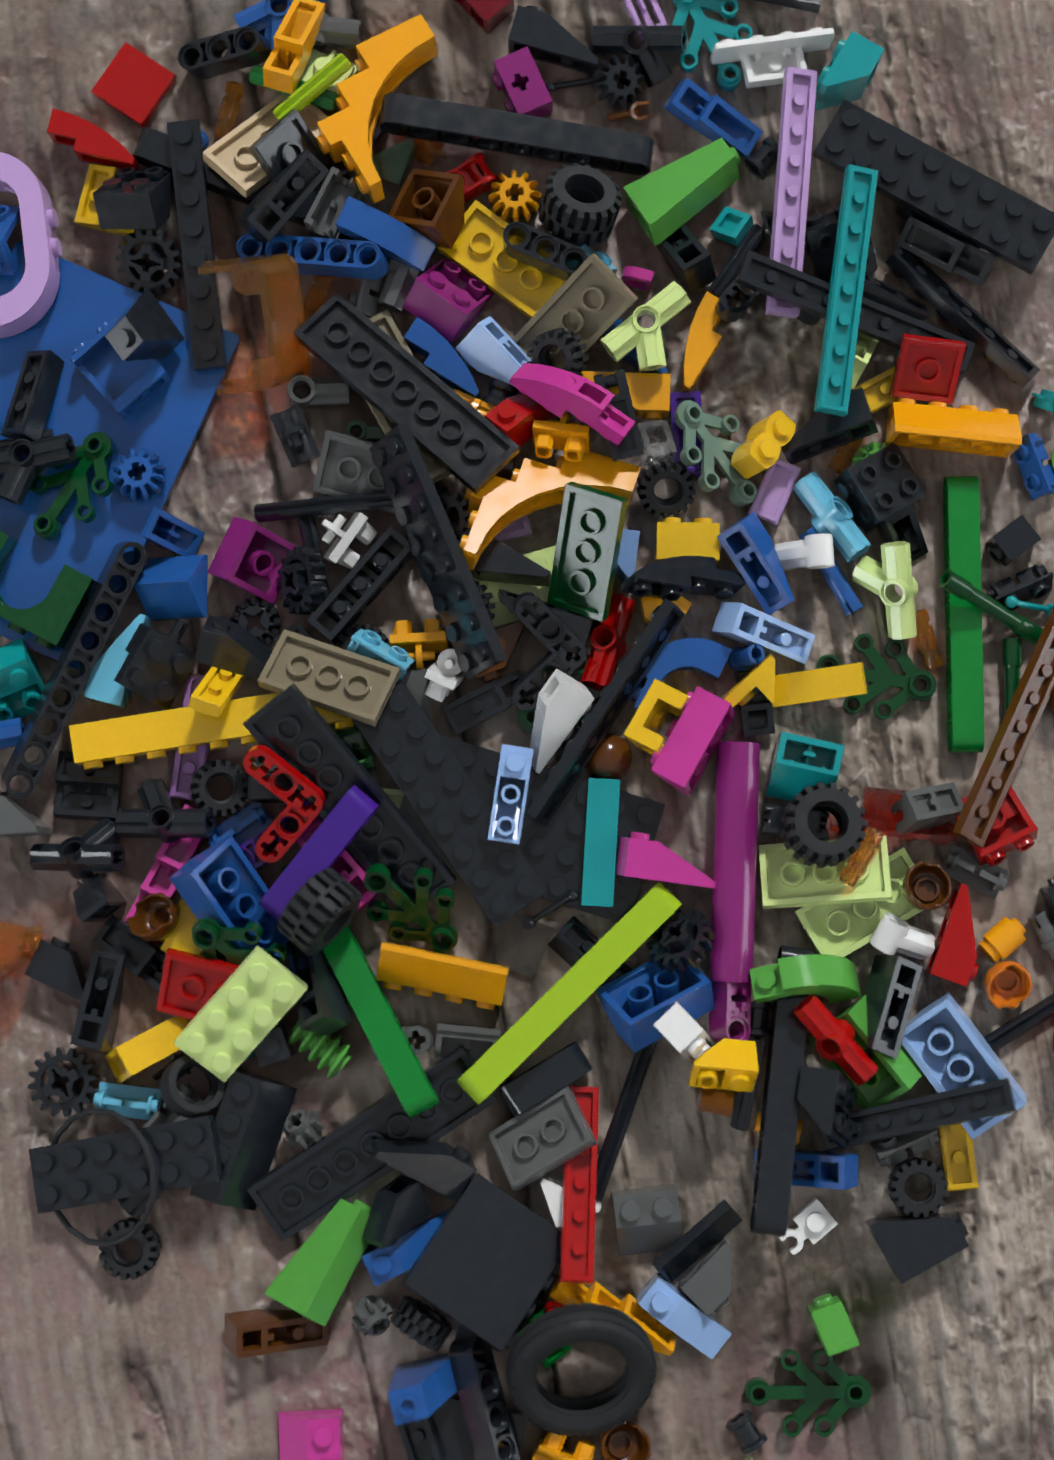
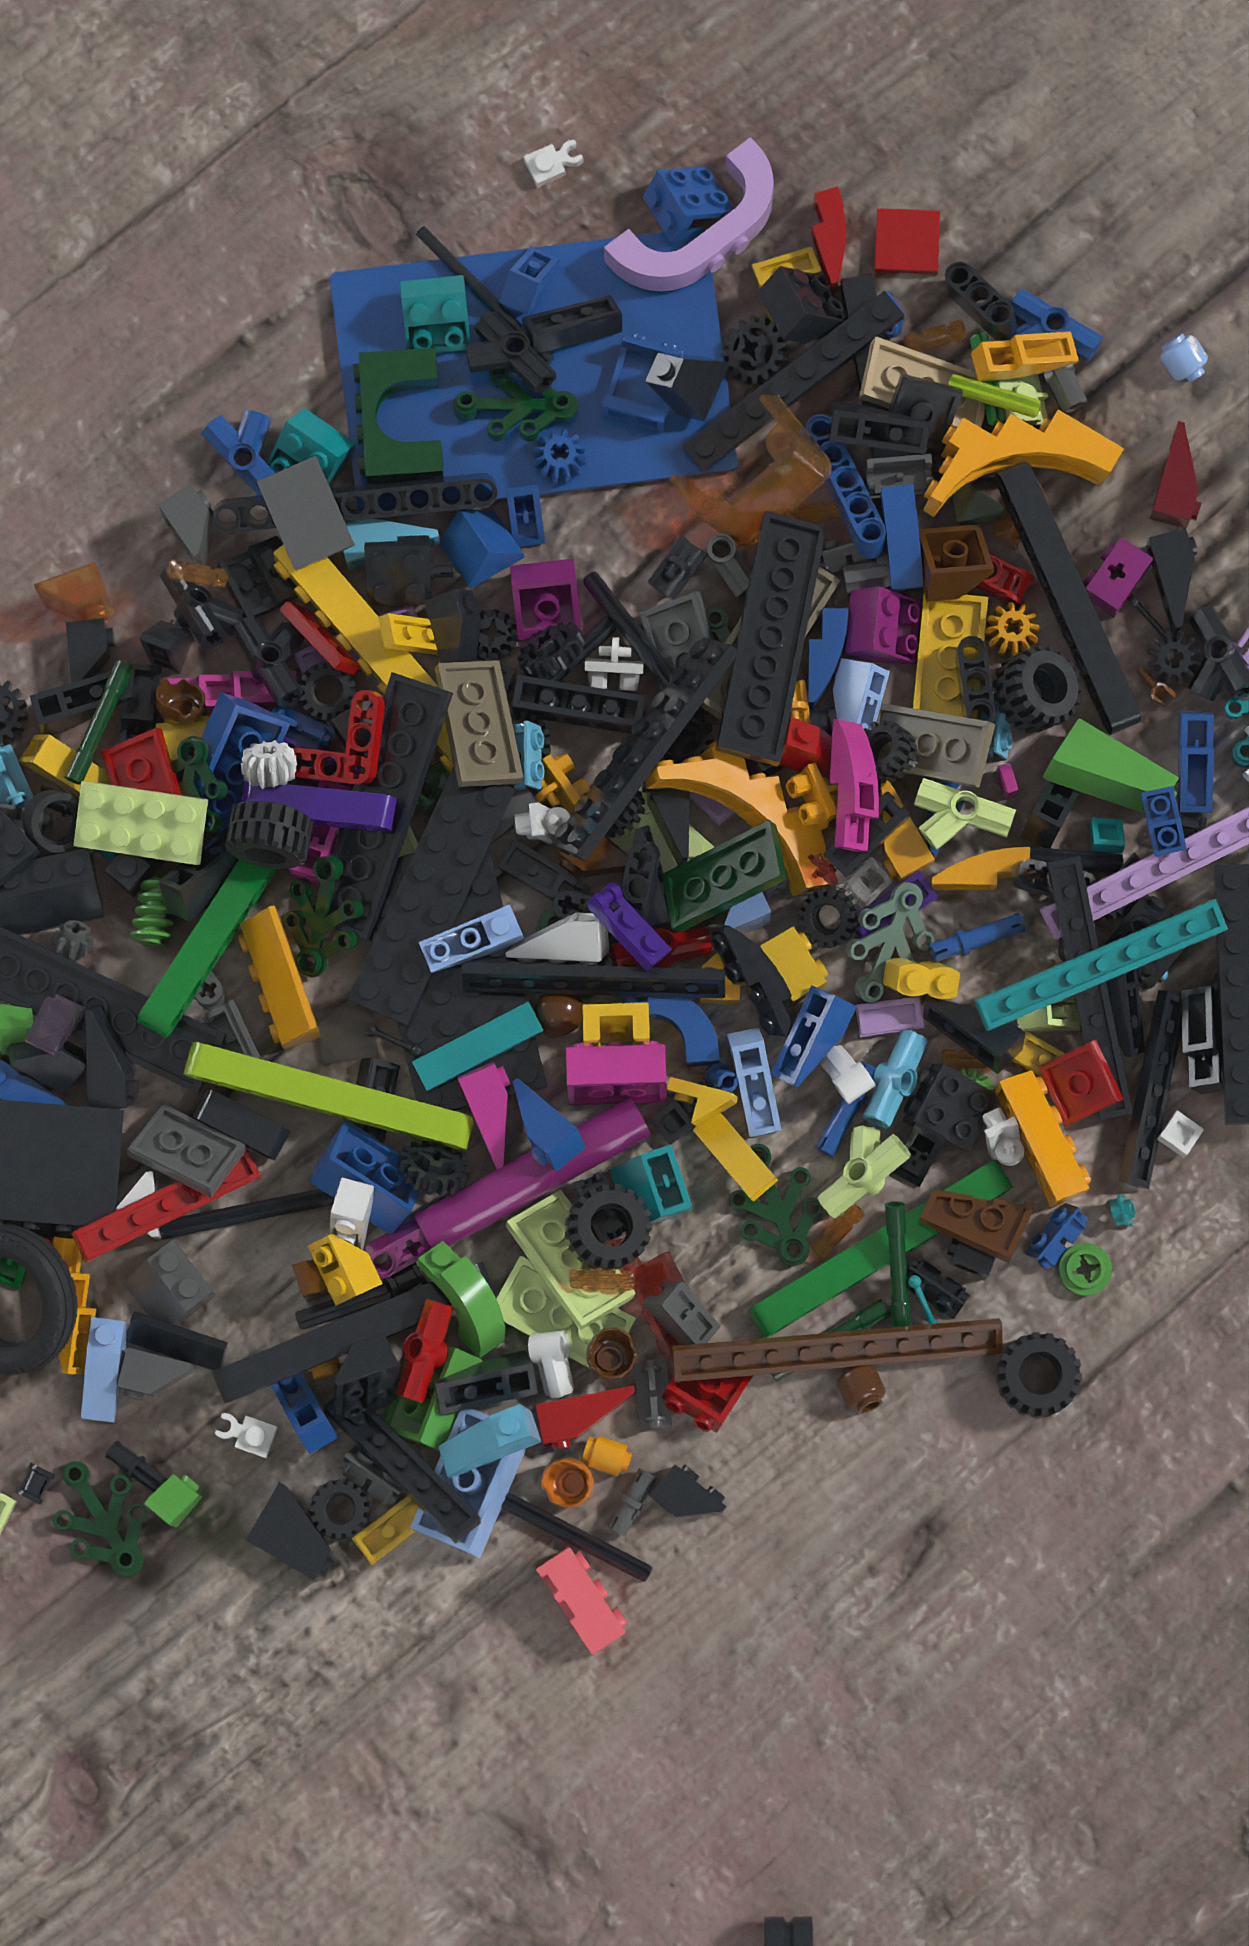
camera: 55 degrees right, 5 degrees down
(52, 837) = (197, 573): none -> clear orange axle
(57, 715) = (305, 513): none -> dark grey tile
(110, 969) = (113, 690): none -> dark green piece
(172, 767) = (319, 637): none -> red tile
(257, 875) = (268, 764): none -> white gear
(369, 1189) = (54, 1023): none -> clear purple slope
(580, 656) = (628, 926): none -> dark purple plate
(628, 467) = (824, 869): none -> clear red plant
(716, 827) = (550, 1134): none -> blue slope
(751, 392) = (963, 942): none -> blue pin
(756, 168) = (1163, 821): none -> blue slope
(782, 1337) = (135, 1466): none -> black axle
(935, 458) = (1003, 1138): none -> white hips
(945, 1032) = (490, 1440): none -> medium azure slope
(998, 517) = (980, 1223): none -> reddish brown wing
(1011, 317) = (1180, 1134): none -> white plate

